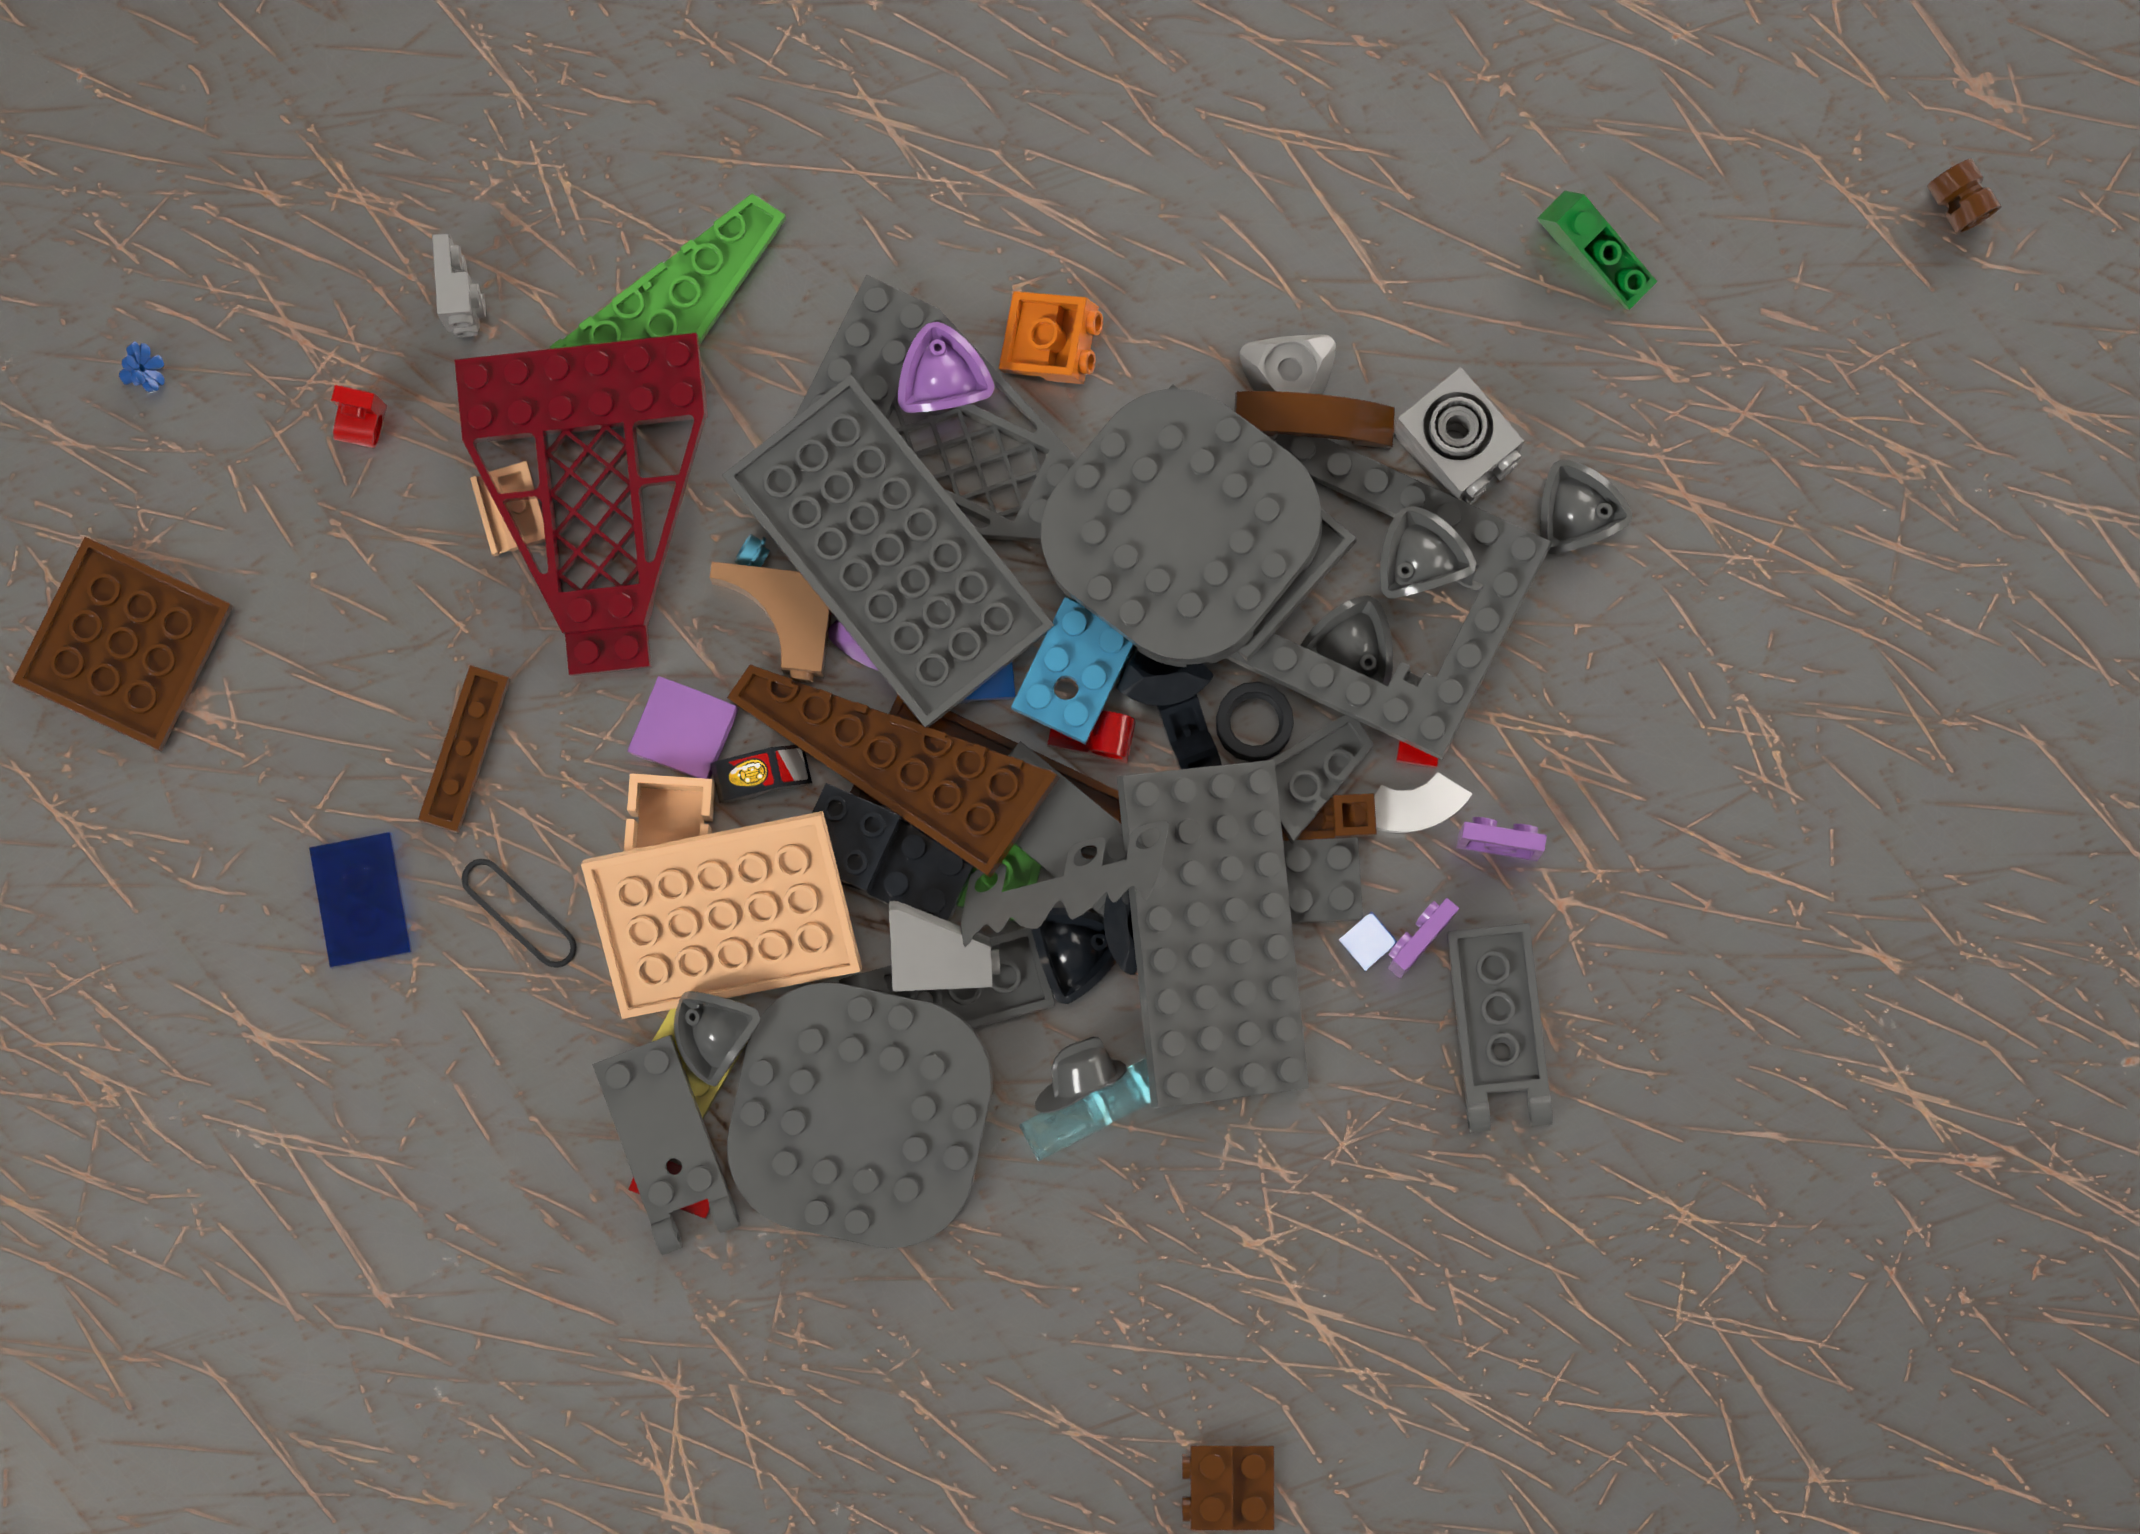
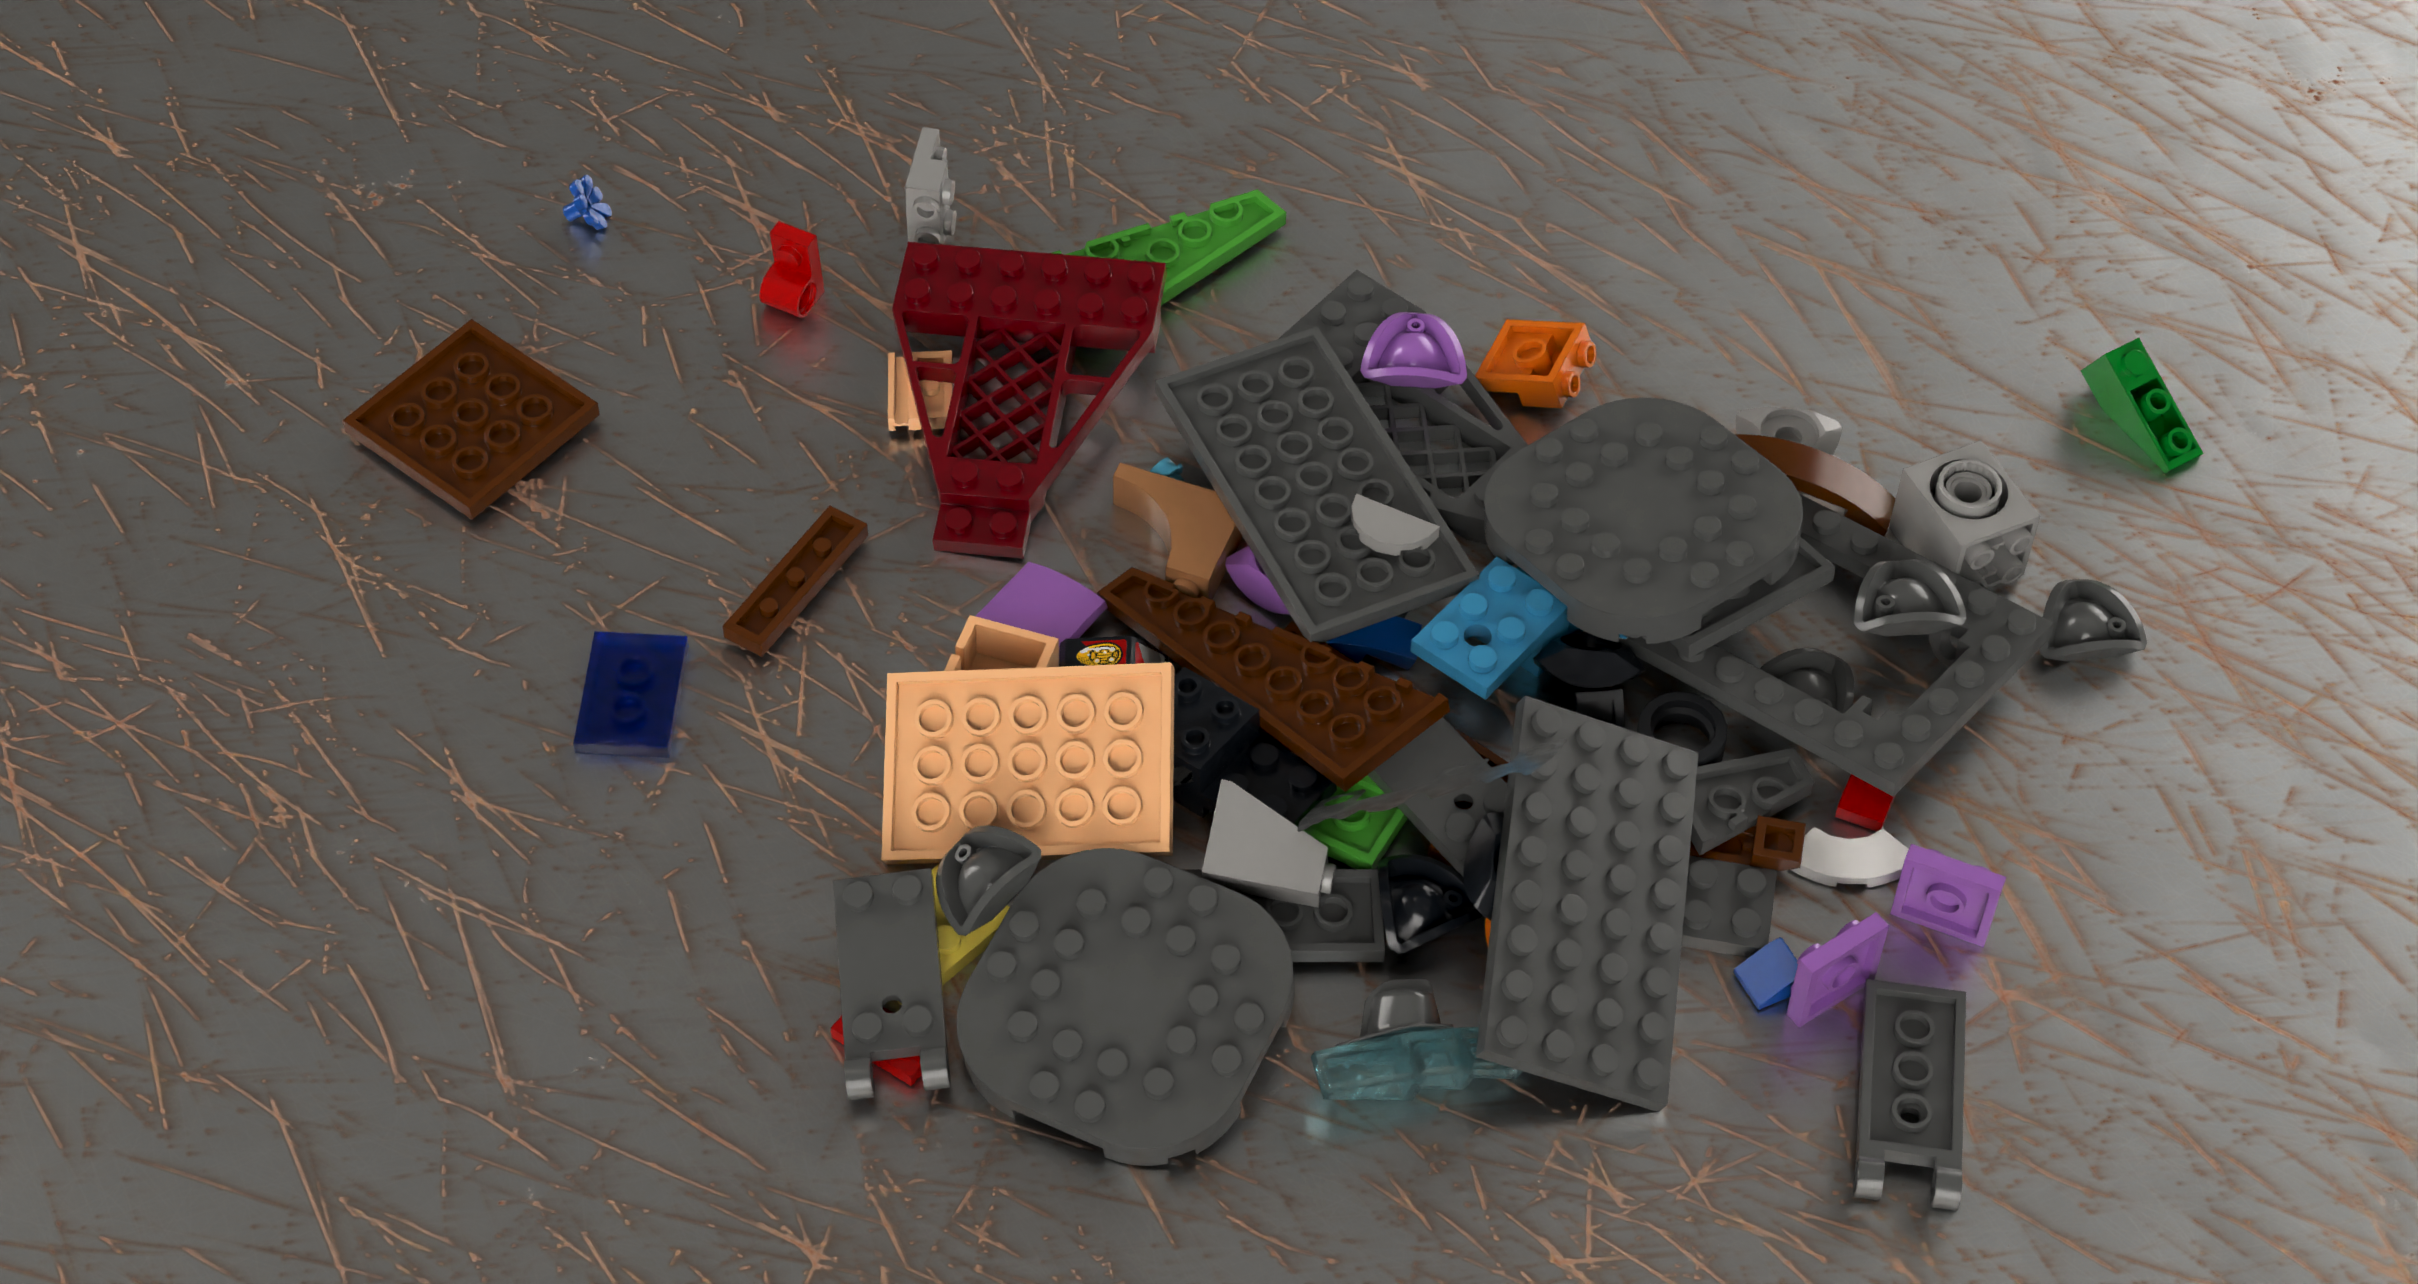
camera: 10 degrees right, 30 degrees down
(506, 925) = (850, 781): black piece -> none
(965, 599) = (1390, 529): none -> light grey tile
(1108, 740) = (1491, 717): red plate -> none

